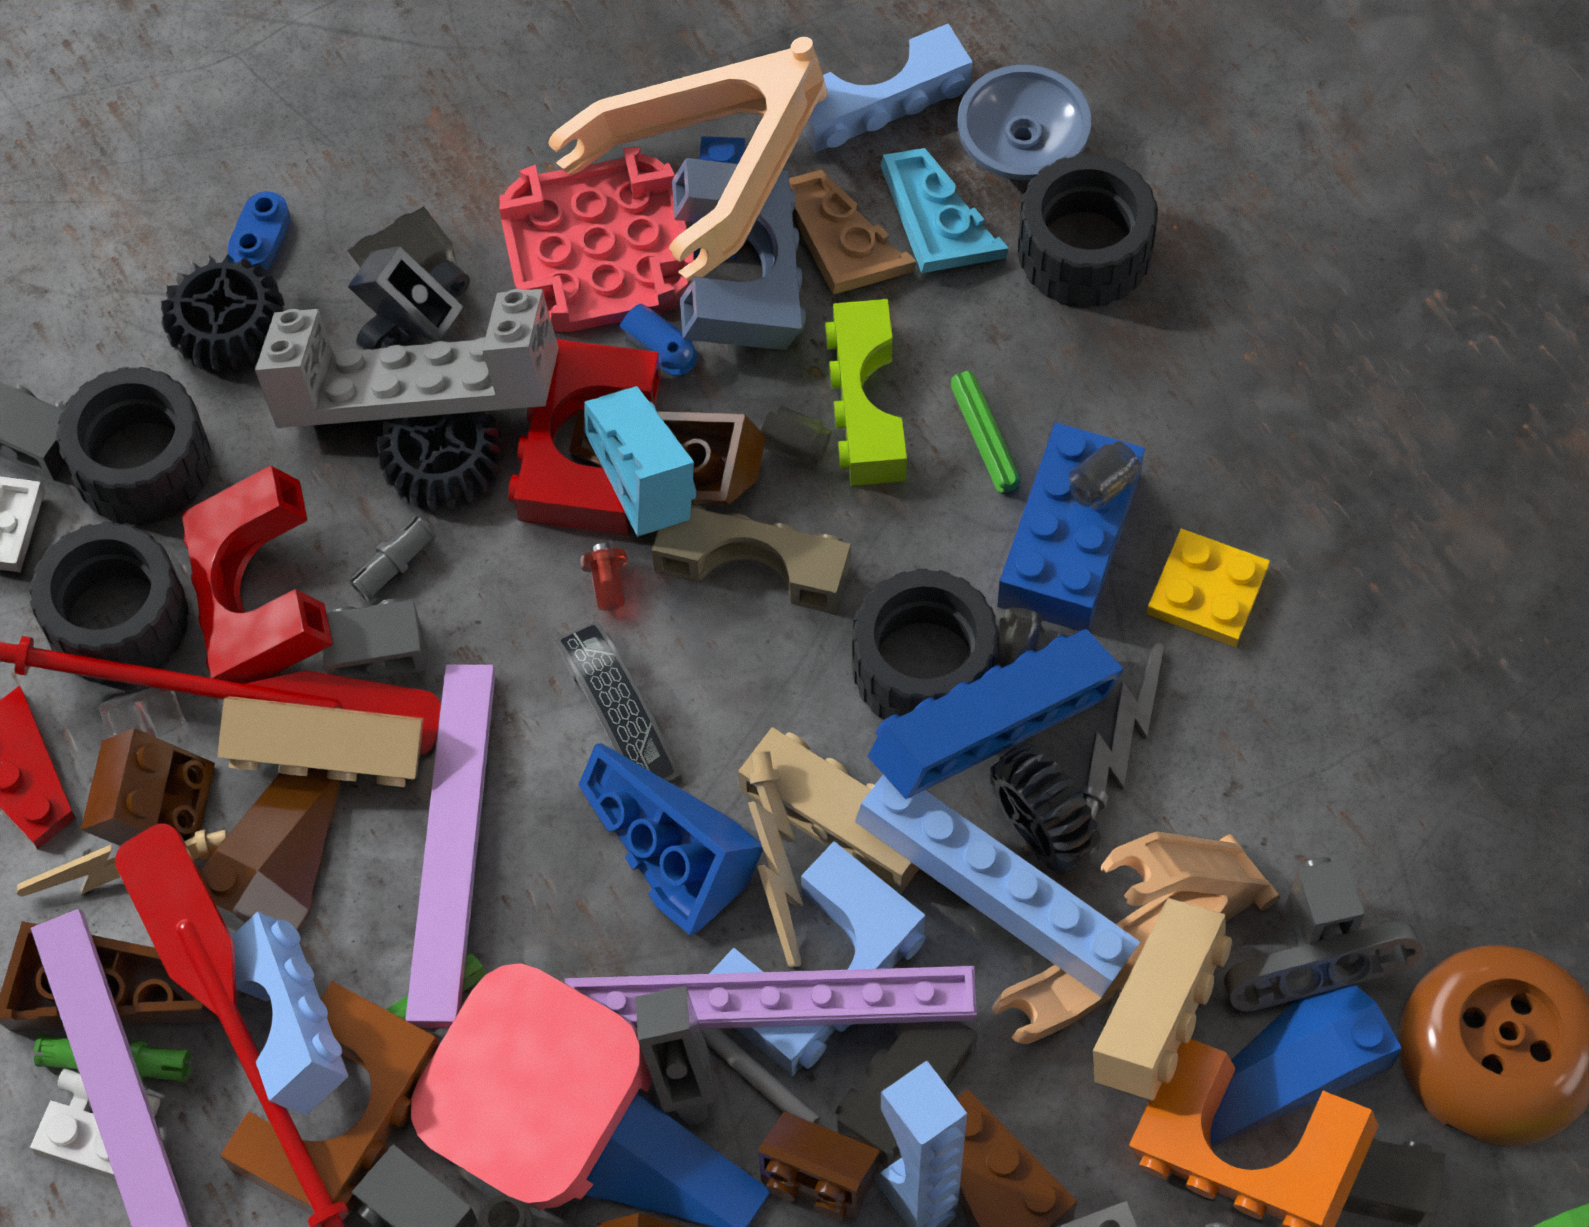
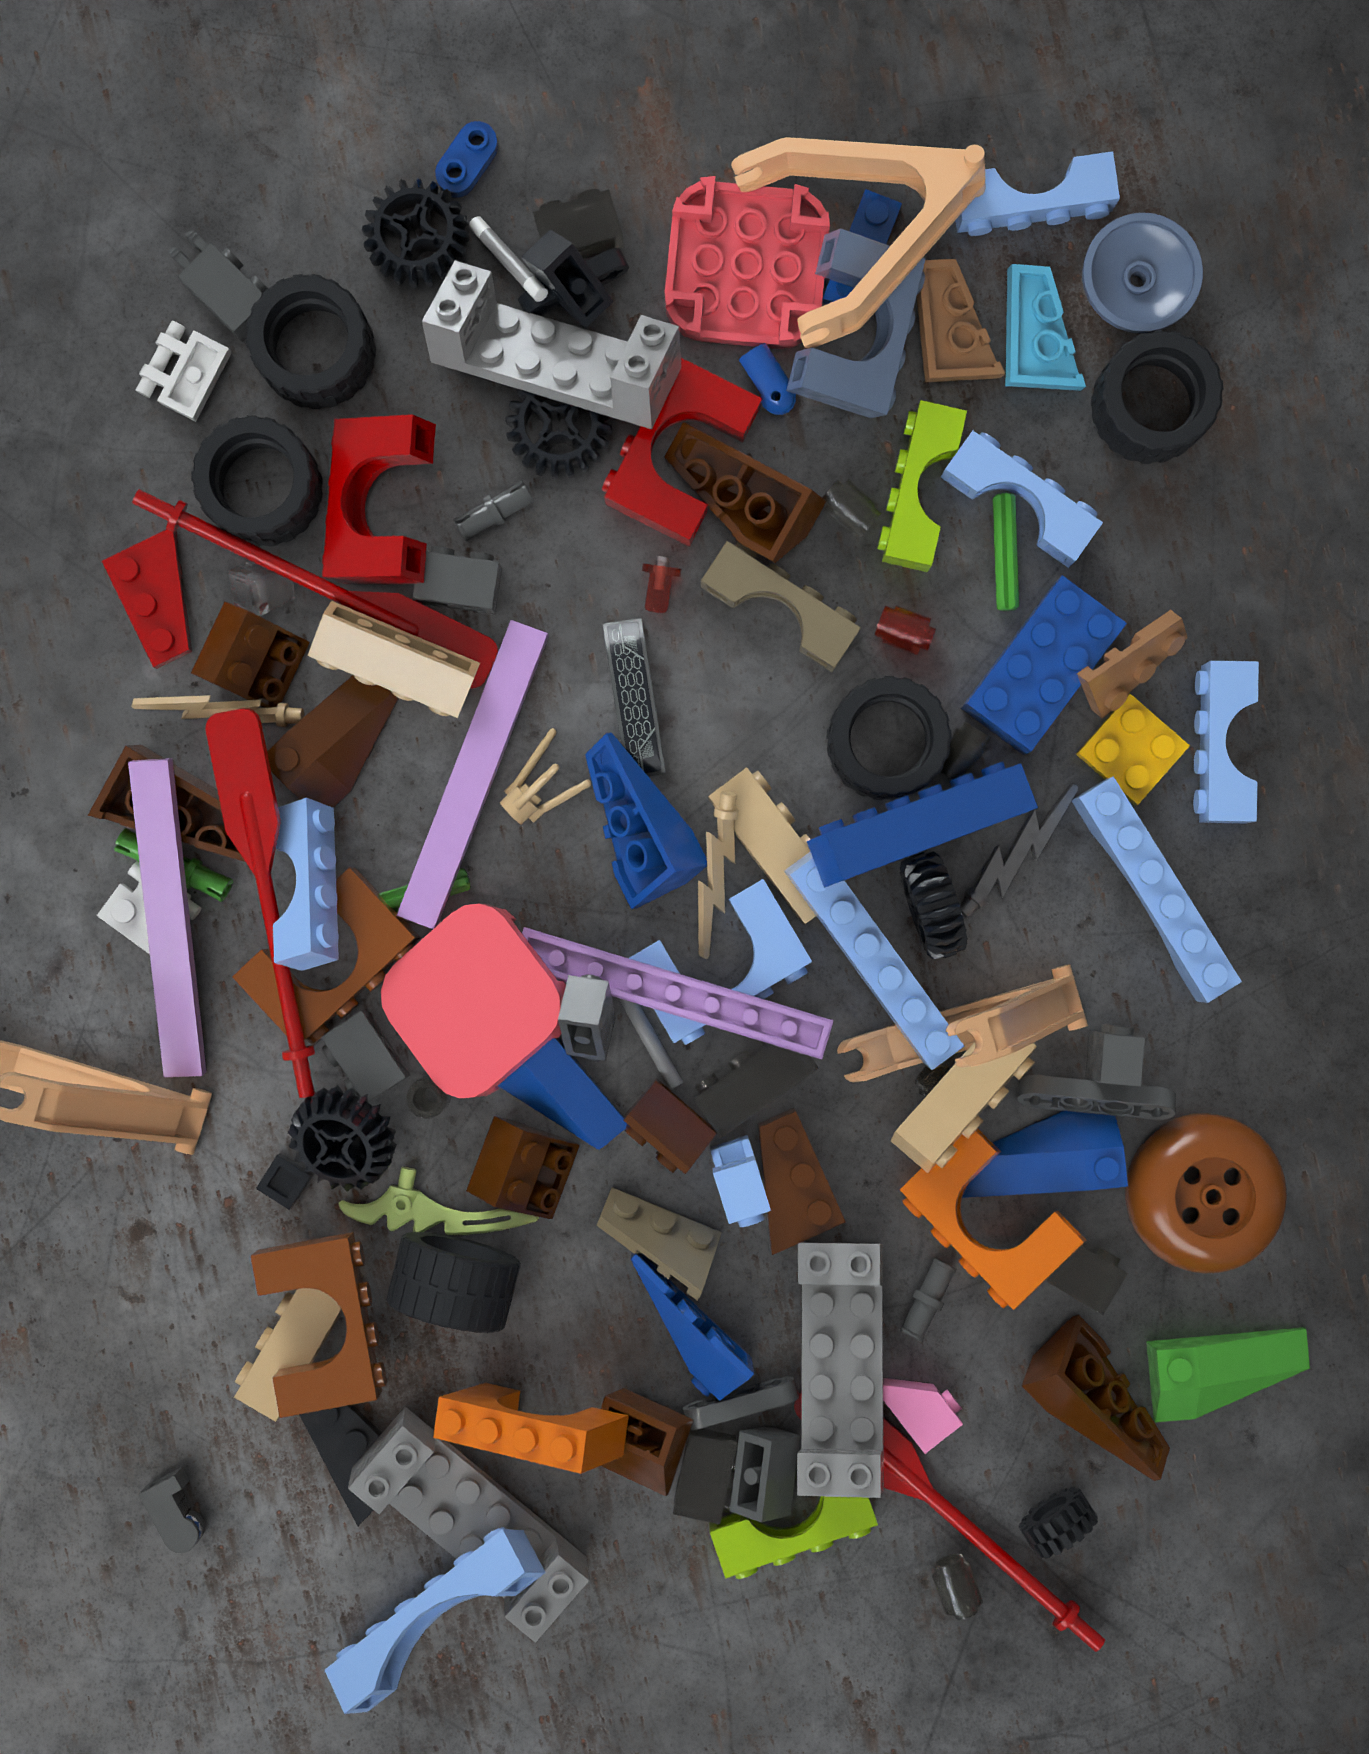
camera: 15 degrees right, 25 degrees up
(333, 304) = (508, 259): none -> light grey bar
(518, 851) = (523, 801): none -> tan plant
(641, 460) = (714, 501): medium azure wedge -> none
(902, 539) = (905, 629): none -> clear red brick
(930, 354) = (1063, 524): none -> light blue arch
(1104, 475) = (1082, 646): clear smoke brick -> none
(1167, 495) = (1126, 669): none -> medium nougat wing
(1329, 593) = (1224, 791): none -> light blue arch
(1363, 764) = (1180, 925): none -> light blue arch

